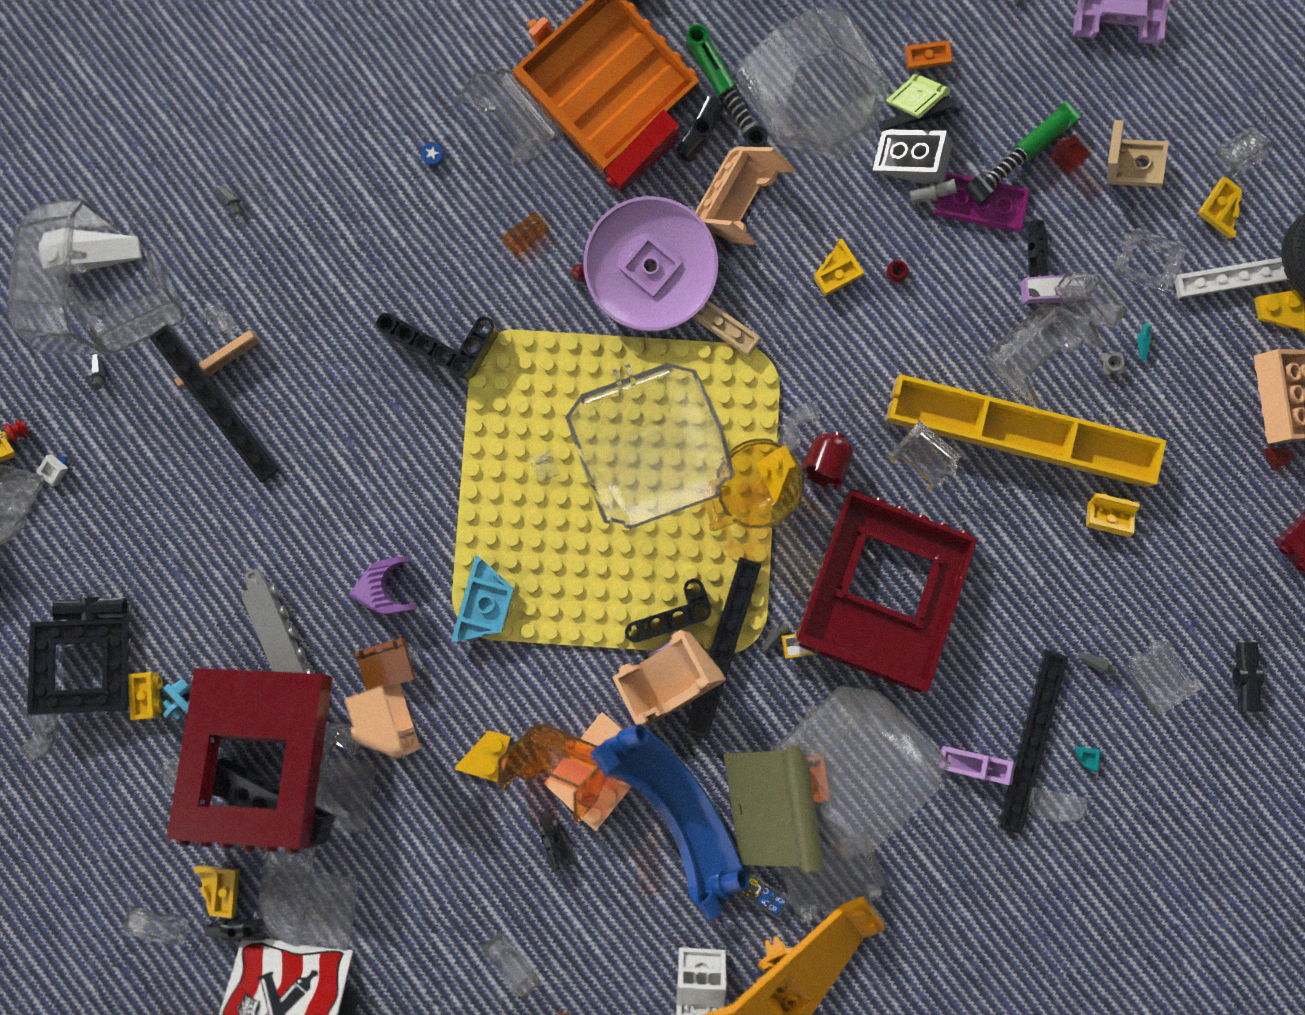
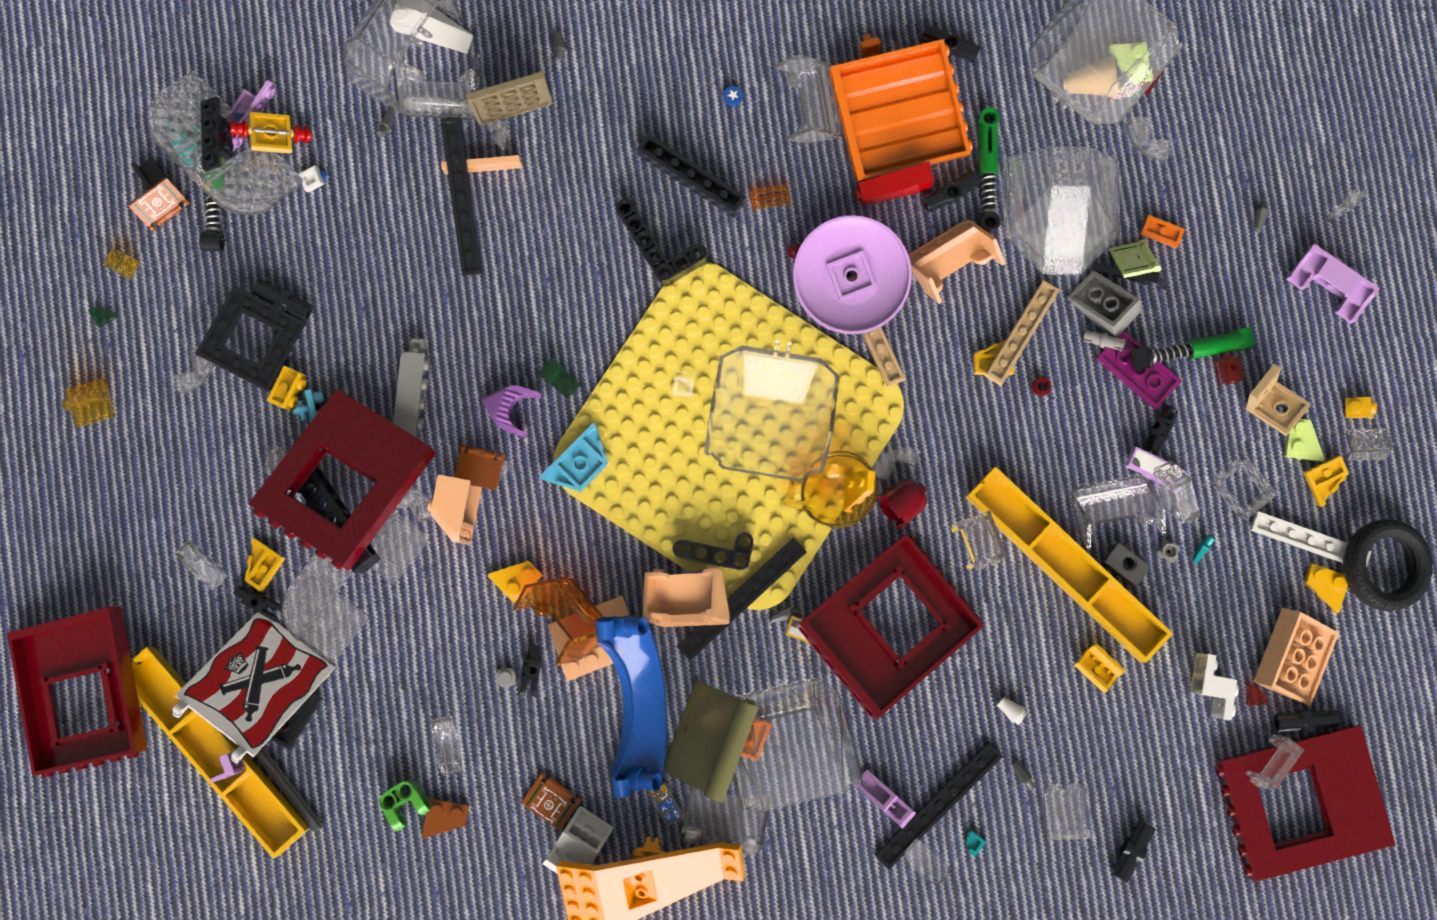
camera: 25 degrees right, 0 degrees up
(206, 277) = (510, 98): none -> dark tan tile
(416, 530) = (559, 378): none -> clear green plate
(434, 255) = (691, 175): none -> black brick
(531, 861) = (505, 677): none -> light grey plate
(647, 960) = (551, 801): none -> dark orange piece
(849, 229) = (1022, 332): none -> tan tile
(1054, 605) = (1012, 710): none -> white cone
(1066, 401) = (1114, 562): none -> dark grey brick
(1181, 185) = (1303, 443): none -> yellowish green wing
(1215, 120) = (1360, 407): none -> yellow bracket
(1245, 470) = (1221, 689): none -> white bracket

